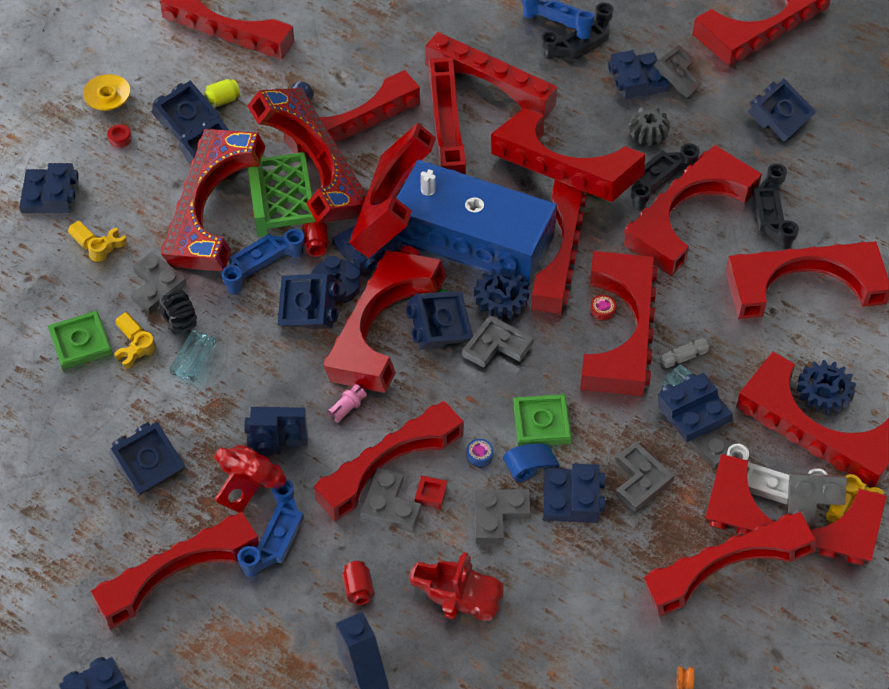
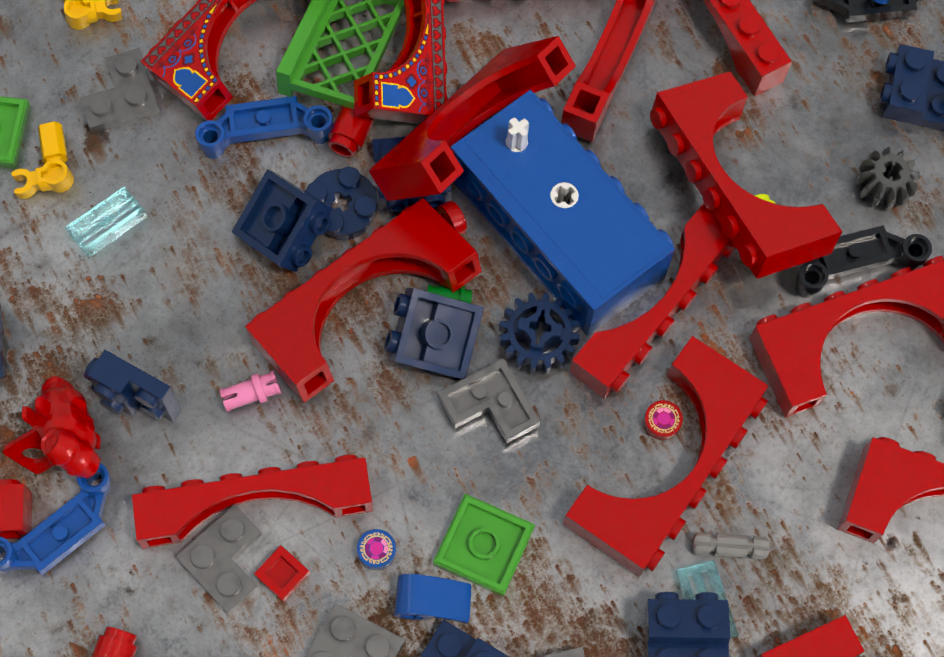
camera: 25 degrees right, 15 degrees up
(178, 312) = (115, 155): black gear -> none

